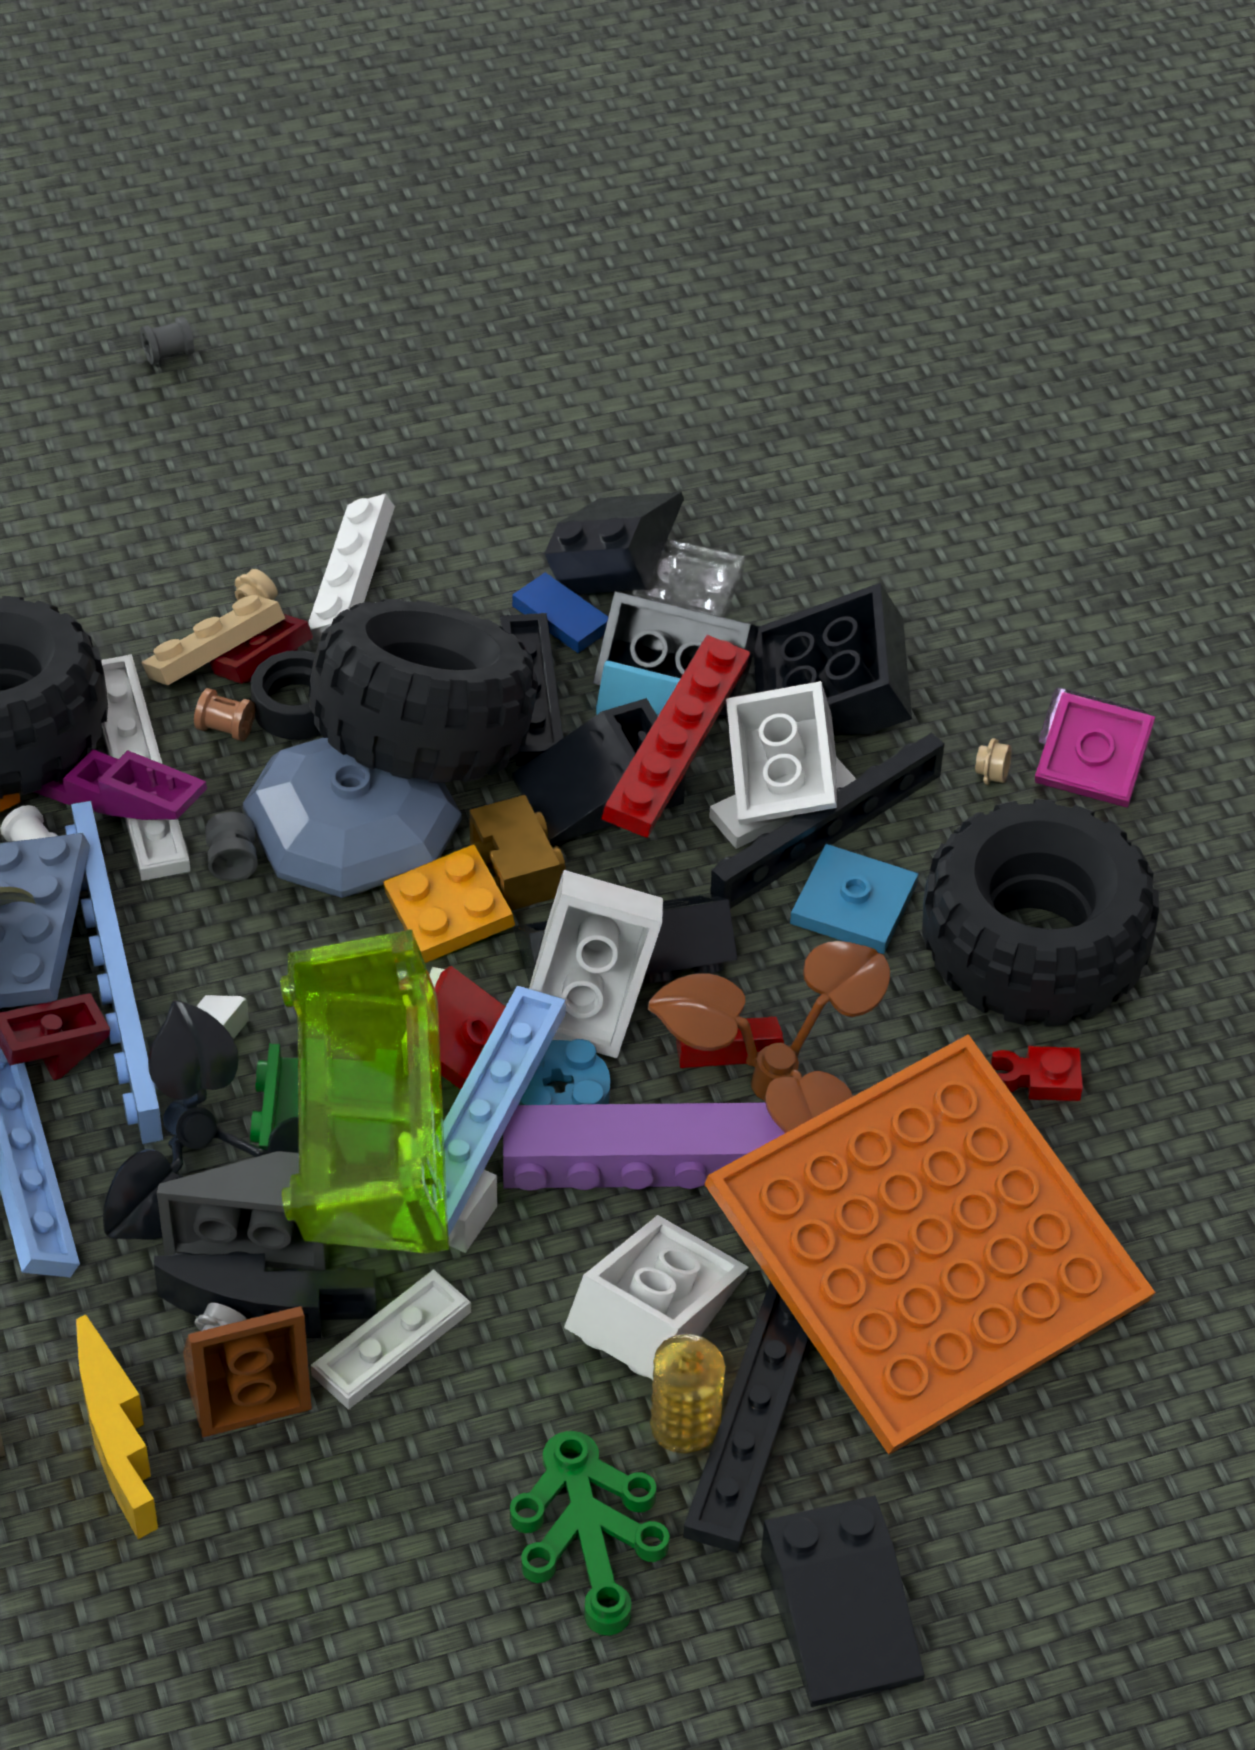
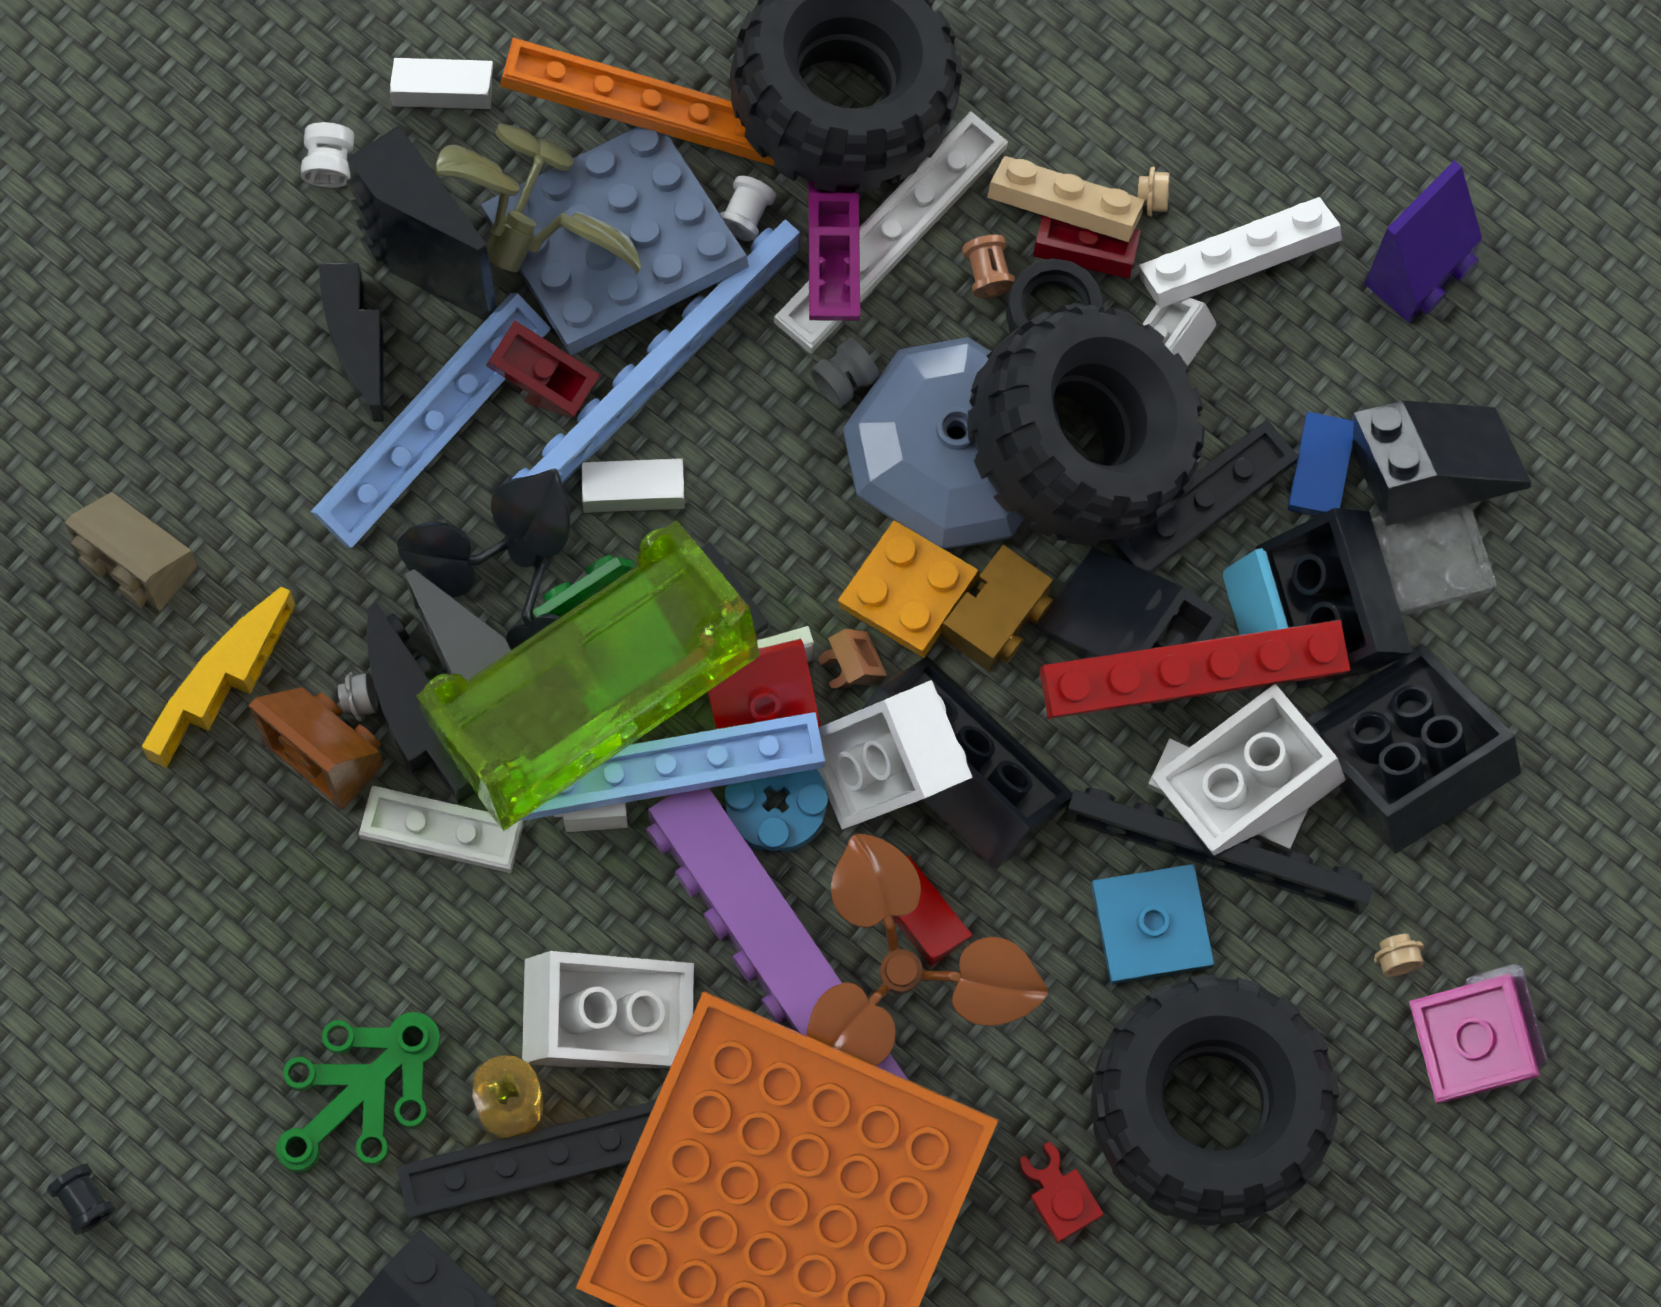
camera: 55 degrees right, 25 degrees up
(449, 453) = (1427, 247): none -> dark purple slope
(482, 962) = (856, 657): none -> nougat tile

